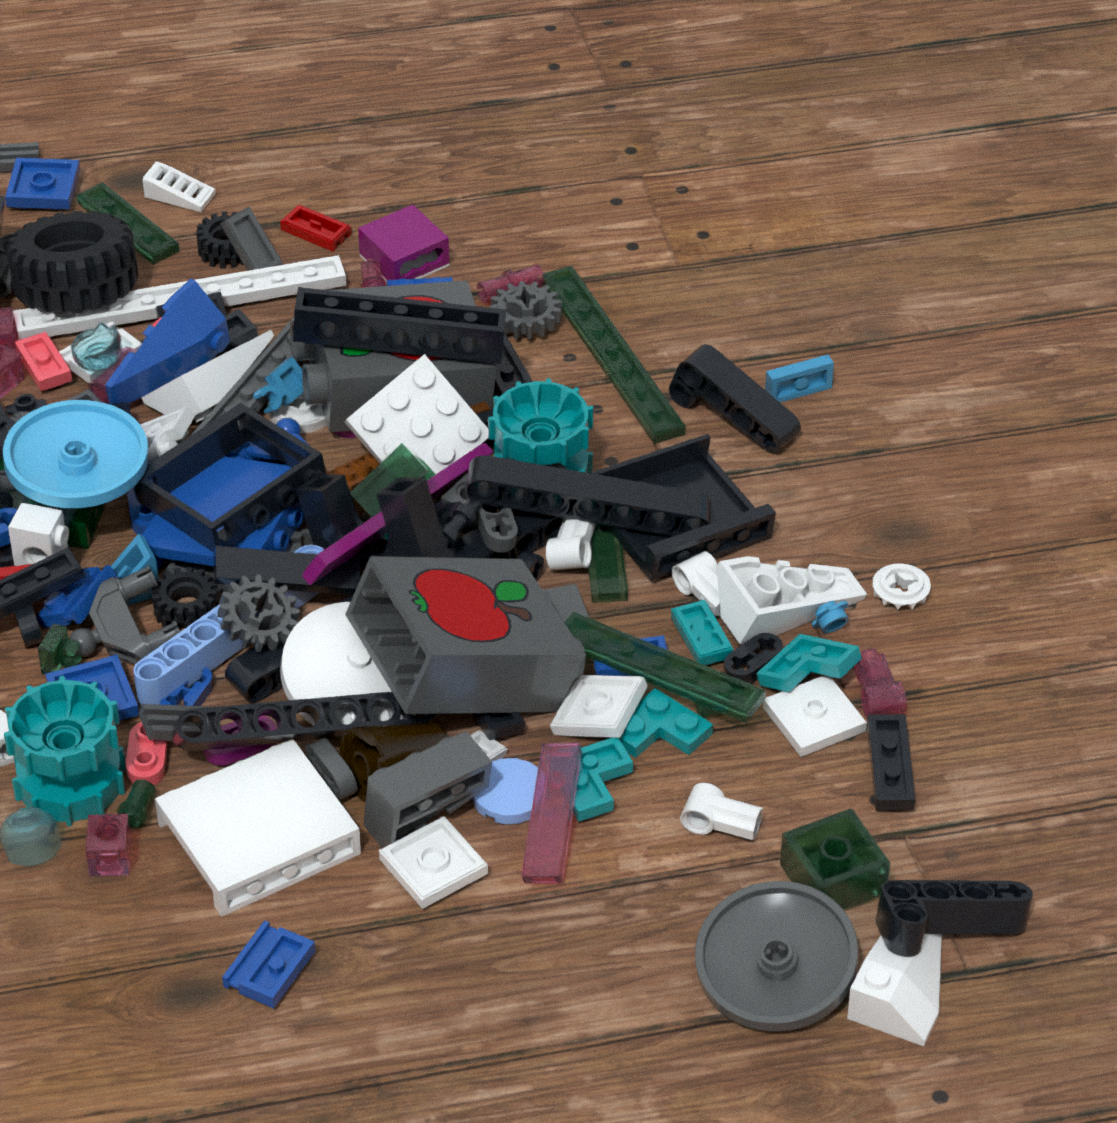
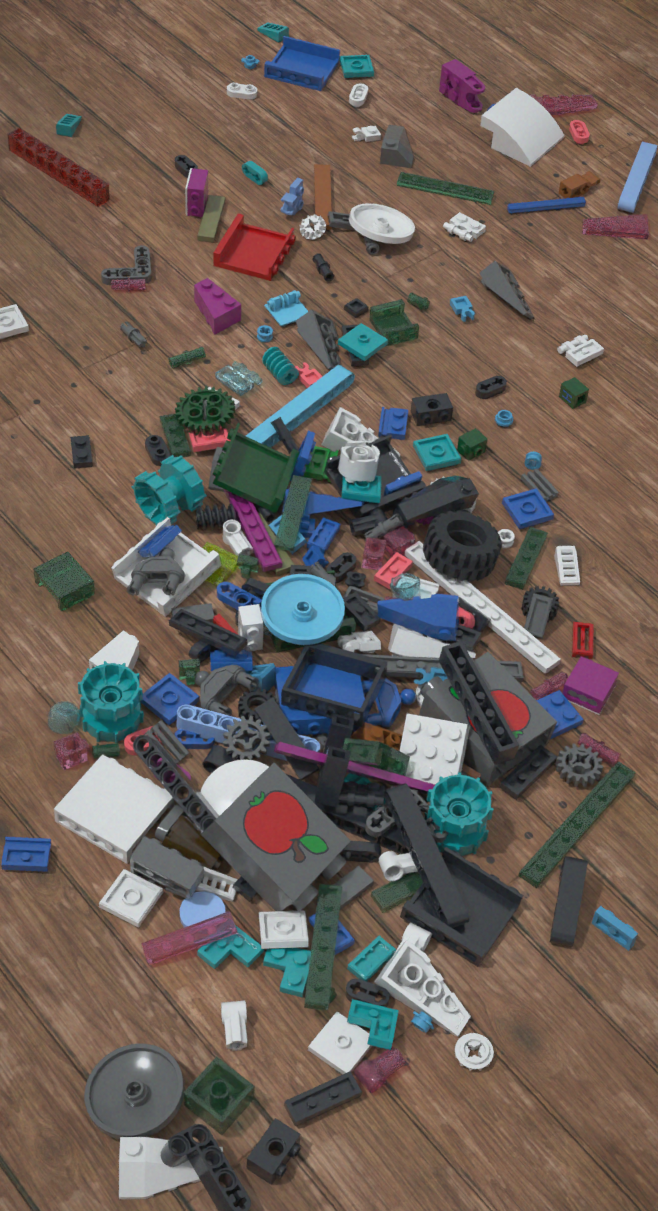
camera: 60 degrees right, 5 degrees up
(946, 839) = (280, 1138): none -> black brick

